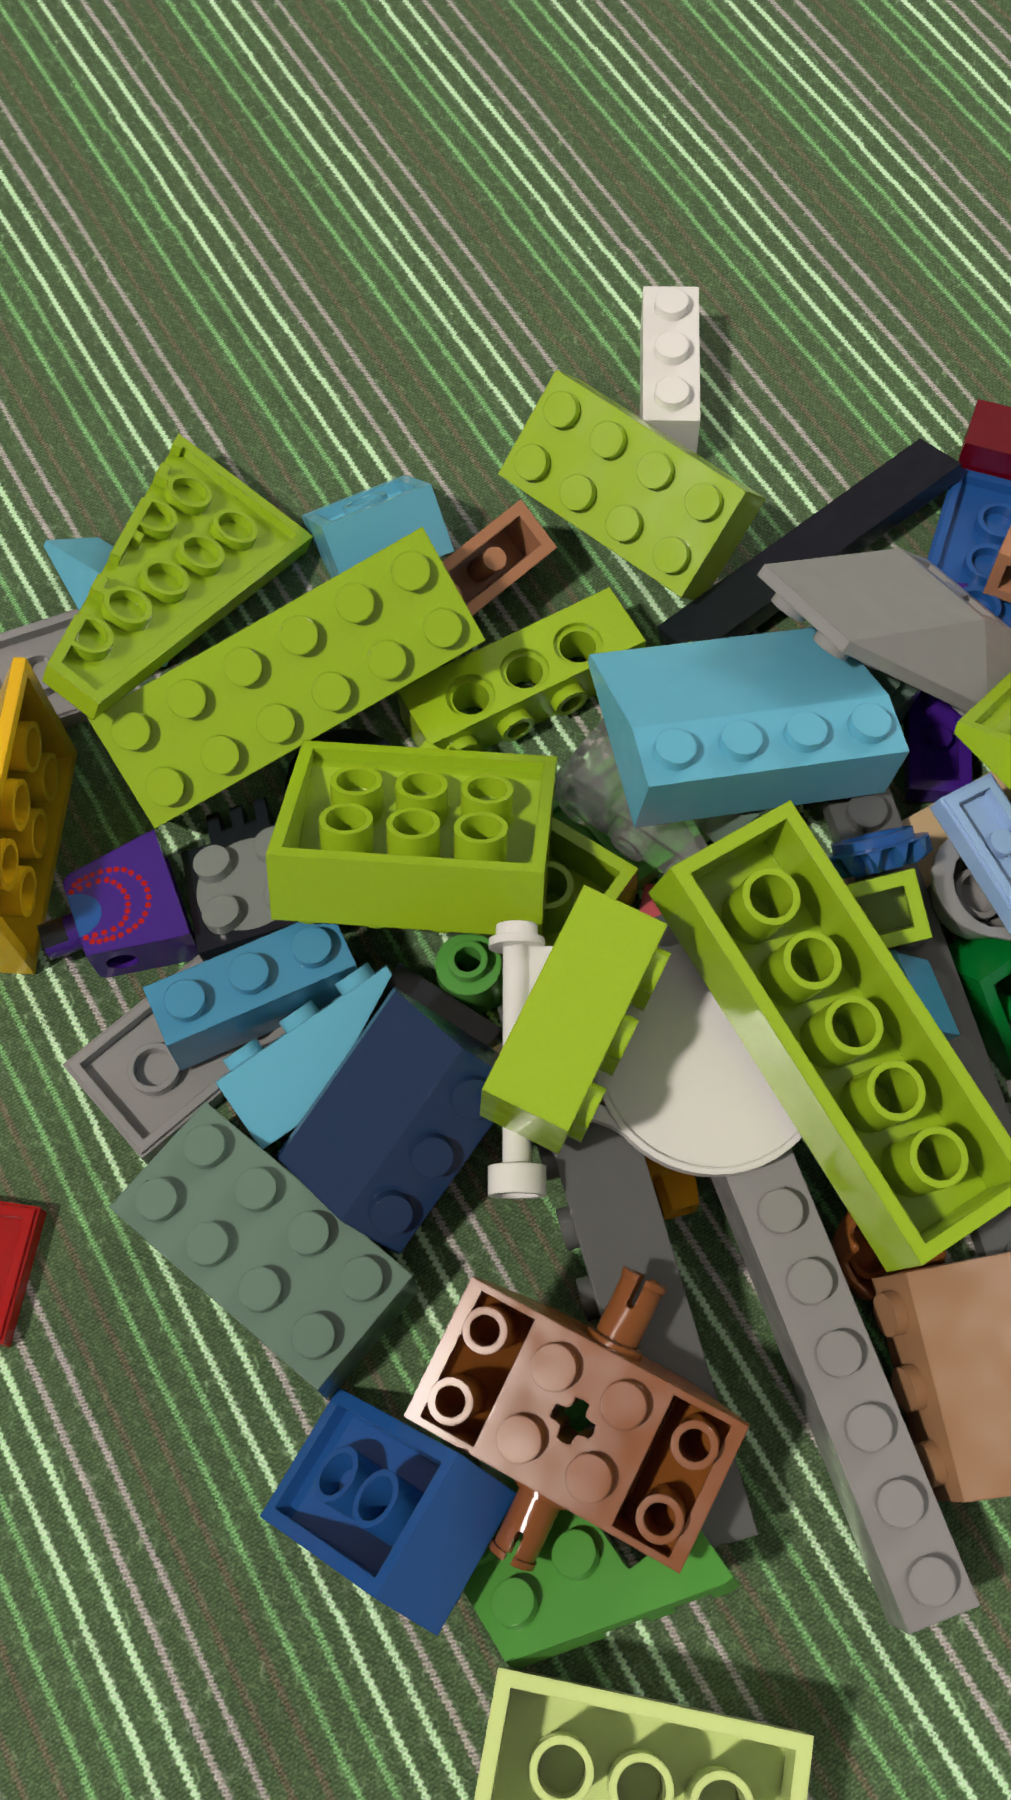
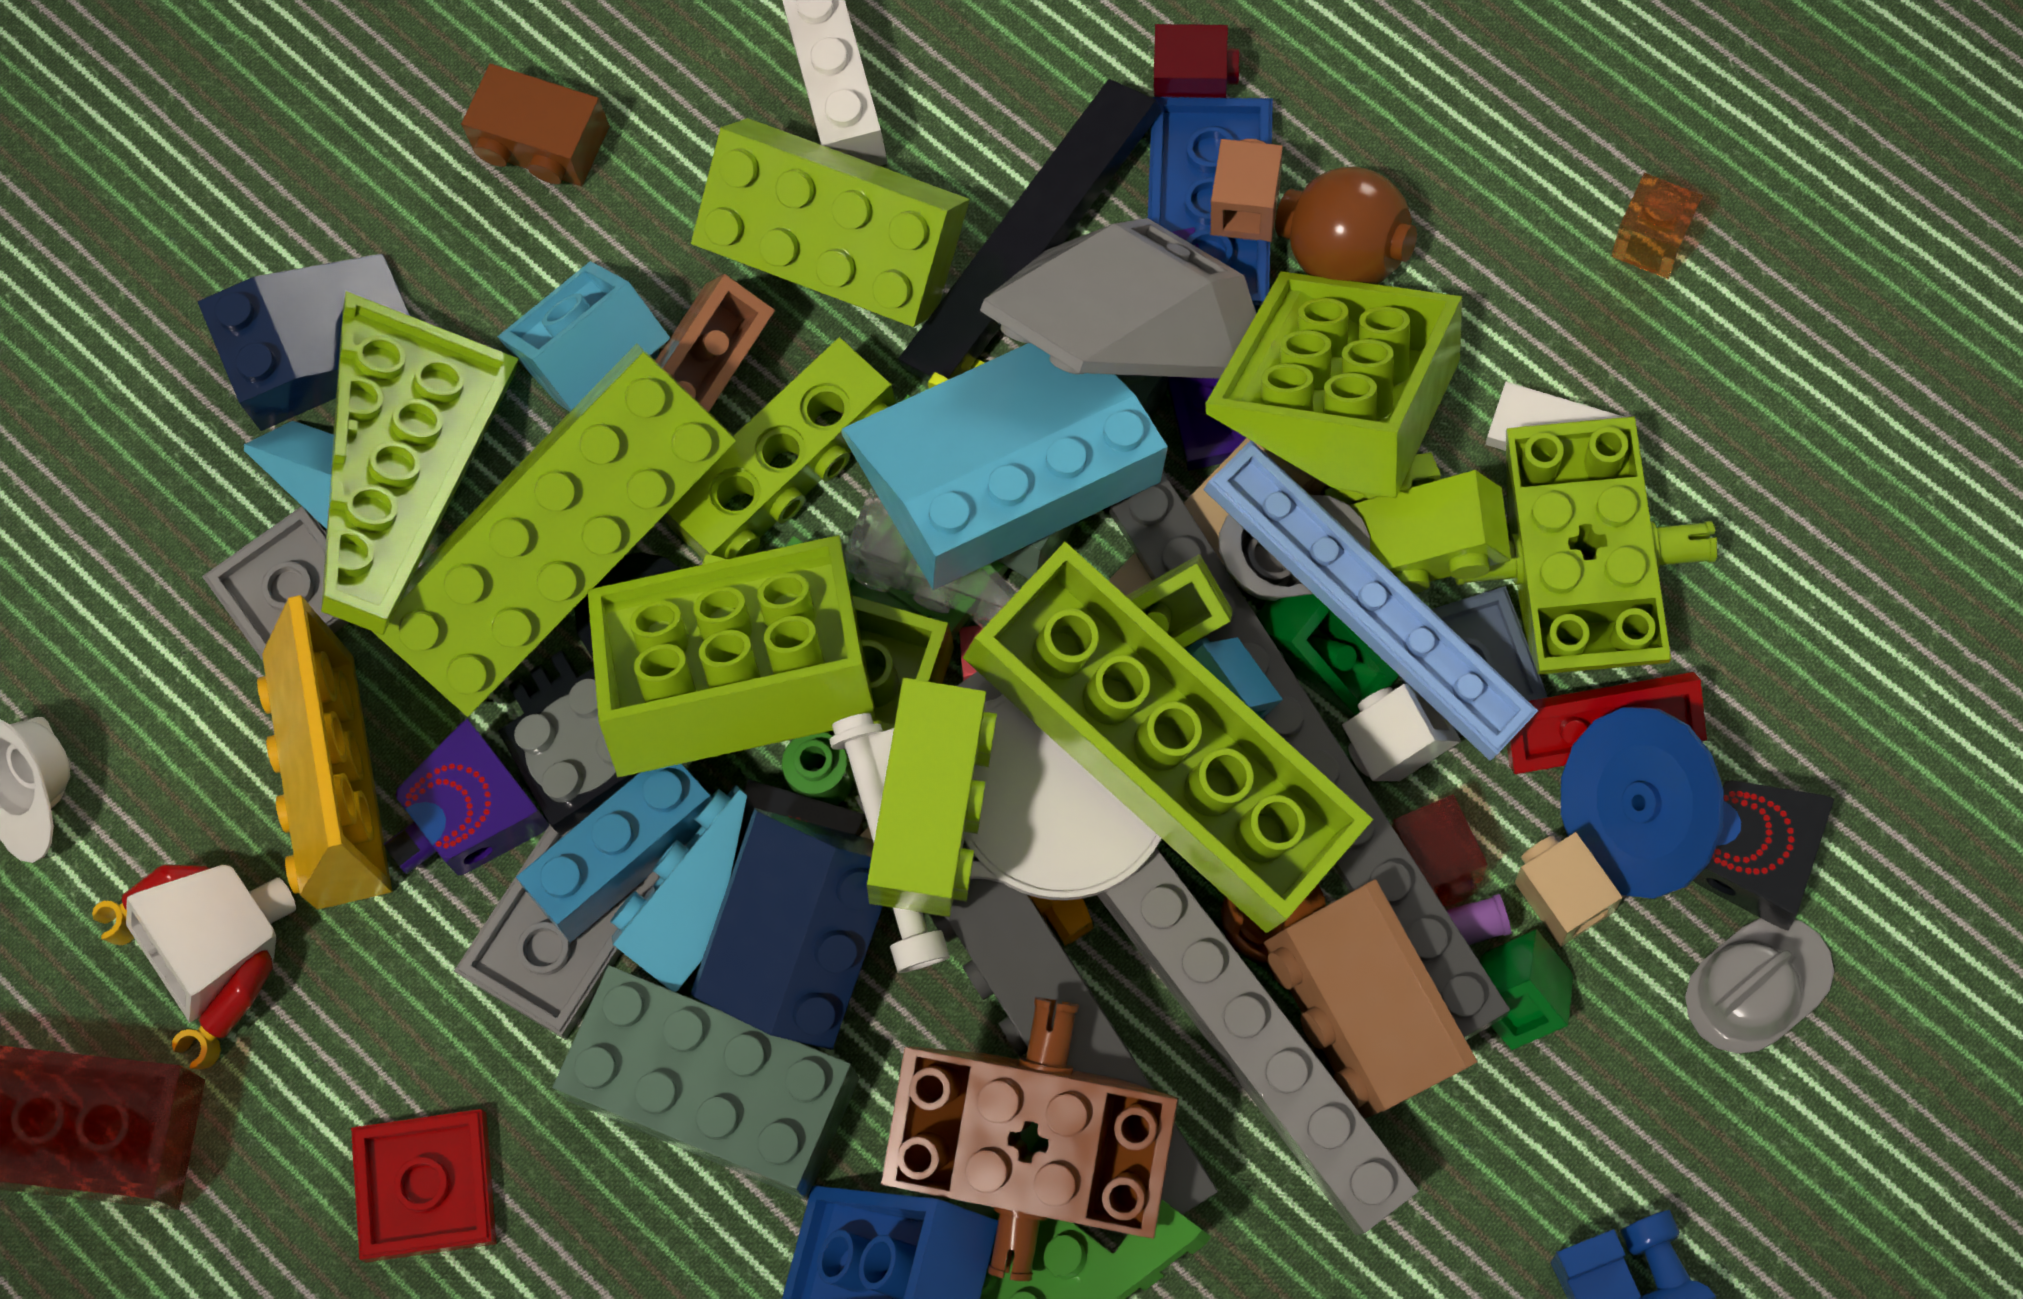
camera: 10 degrees left, 5 degrees up
(108, 455) = (285, 332): none -> dark blue slope
(393, 349) = (535, 126): none -> dark orange brick
(879, 851) = (1162, 551): blue gear -> none

